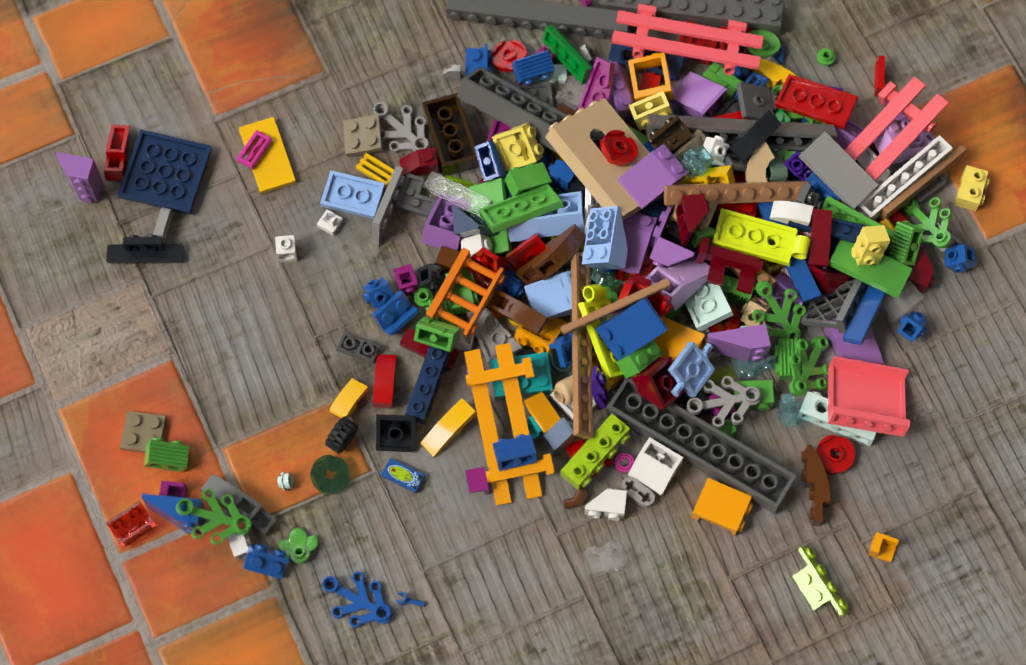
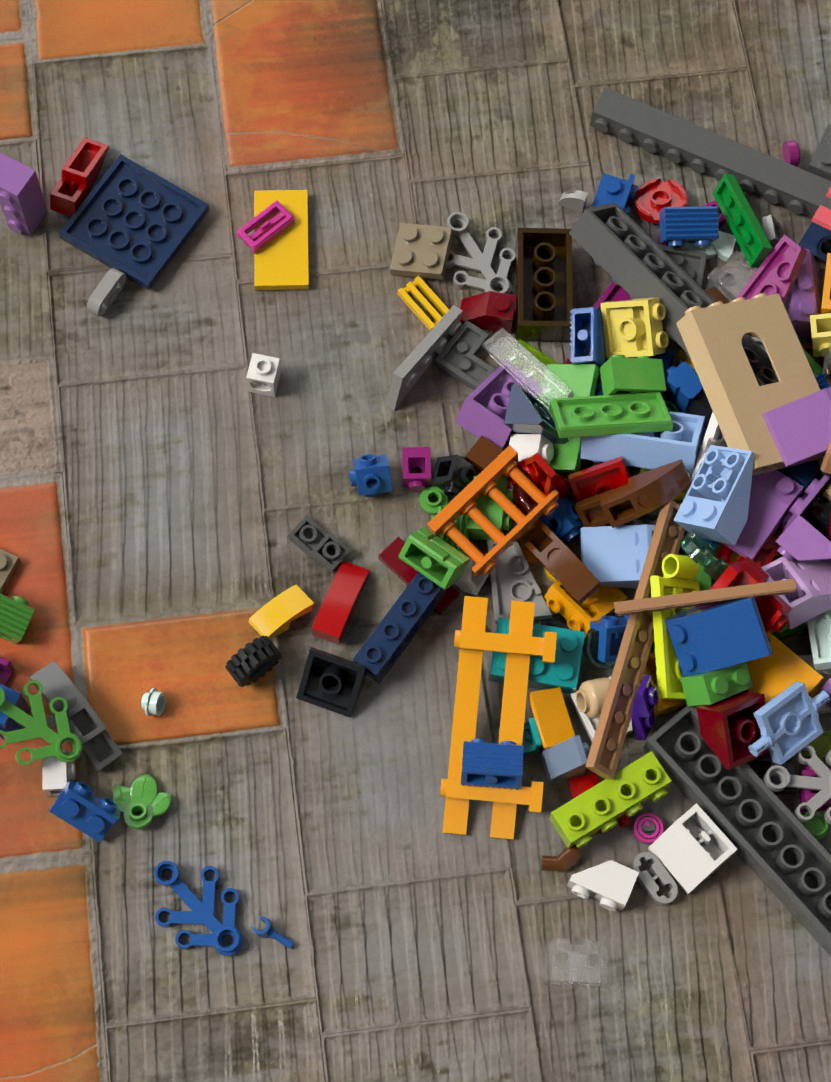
camera: 15 degrees right, 0 degrees up
(144, 250) = (69, 319): black bracket -> none
(327, 485) = (206, 702): clear green plate -> none
(330, 222) = (337, 356): white tile -> none
(352, 194) = (380, 327): light blue plate -> none
(395, 313) = (385, 511): blue bracket -> none
(402, 475) = (322, 746): tile -> none
(448, 427) = (409, 697): yellow slope -> none
(477, 480) = (425, 788): magenta panel -> none
(615, 156) = (767, 376): red plate -> none
(722, 506) = (774, 940): light orange panel -> none

